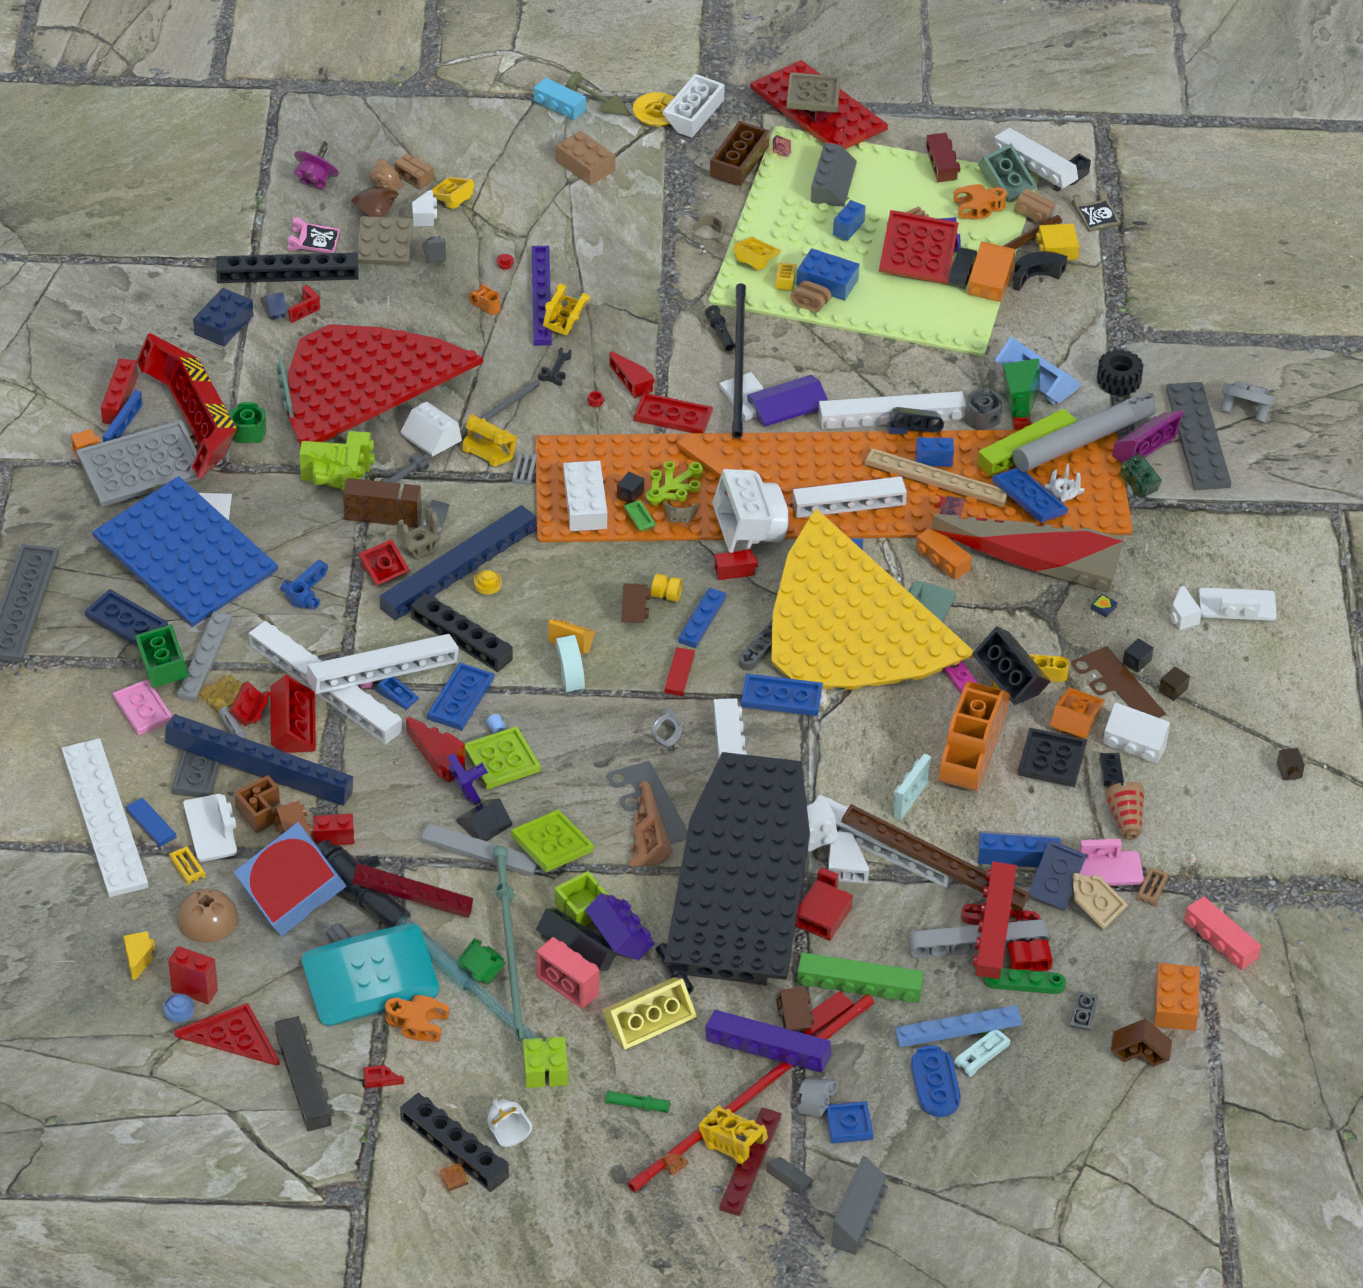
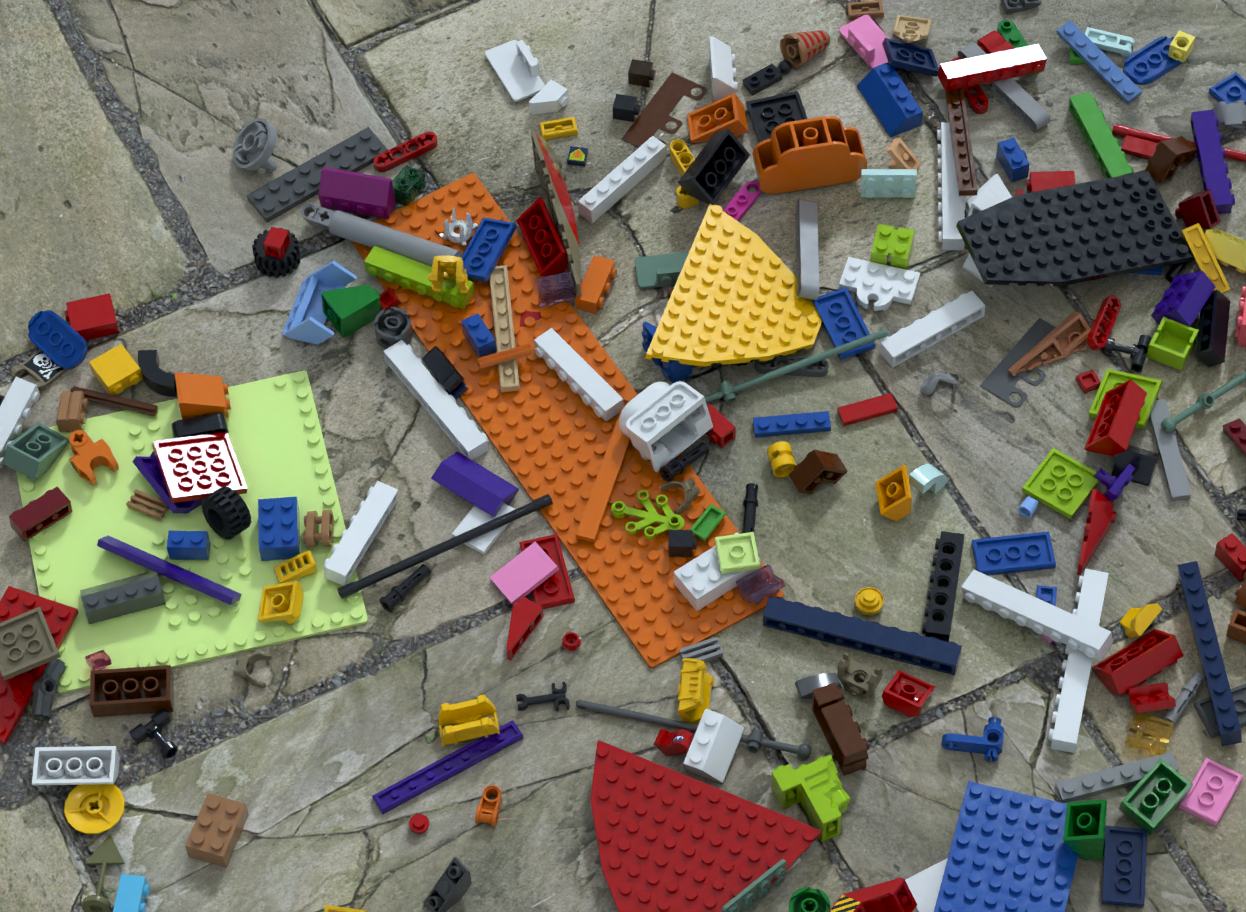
camera: 115 degrees left, 10 degrees up
(165, 592) = (1086, 828): none -> green slope
(330, 740) = (1138, 619): none -> yellow slope
(457, 410) = (673, 742): none -> red leg
(525, 805) = (1116, 419): none -> red slope
(550, 516) = (759, 585): none -> clear purple bracket
(583, 497) = (737, 553): none -> yellowish green tile
(595, 832) = (1088, 381): none -> red tile
(618, 864) = (1136, 352): none -> black bar
(640, 554) = (750, 503): none -> black pin
(645, 863) = (1107, 325): none -> red beam
(654, 971) = (1205, 257): none -> yellow plate
(678, 394) = (524, 573): none -> bright pink tile
(701, 157) = (153, 730): none -> black bar
(709, 521) = (678, 465): none -> black pin
(719, 993) = (1198, 209): none -> dark red torso
(763, 588) = (728, 391): none -> sand green bar
(772, 111) = (44, 698): none -> dark grey piece
(788, 317) = (360, 533): none -> white brick
(811, 738) = (879, 283): none -> white plate
(834, 205) = (169, 570): none -> dark purple tile
(839, 762) = (894, 243): none -> lime piece
(858, 240) = (226, 512): none -> black tyre
(878, 699) = (807, 249): none -> light grey beam
(881, 897) = (1012, 159): none -> blue brick
(901, 457) = (504, 356): none -> orange axle
(929, 1095) = (1181, 46): none -> light yellow brick
(940, 819) = (901, 156): none -> light nougat slope
(995, 432) = (450, 268): none -> yellow piece
(1050, 615) = (622, 179): none -> white brick
(1114, 219) = (57, 339): none -> blue tile
(1117, 356) = (277, 242): none -> red brick
(1126, 250) = (92, 316): none -> red brick
(1144, 616) = (559, 130): none -> yellow tile
(1186, 497) = (406, 153): none -> red beam

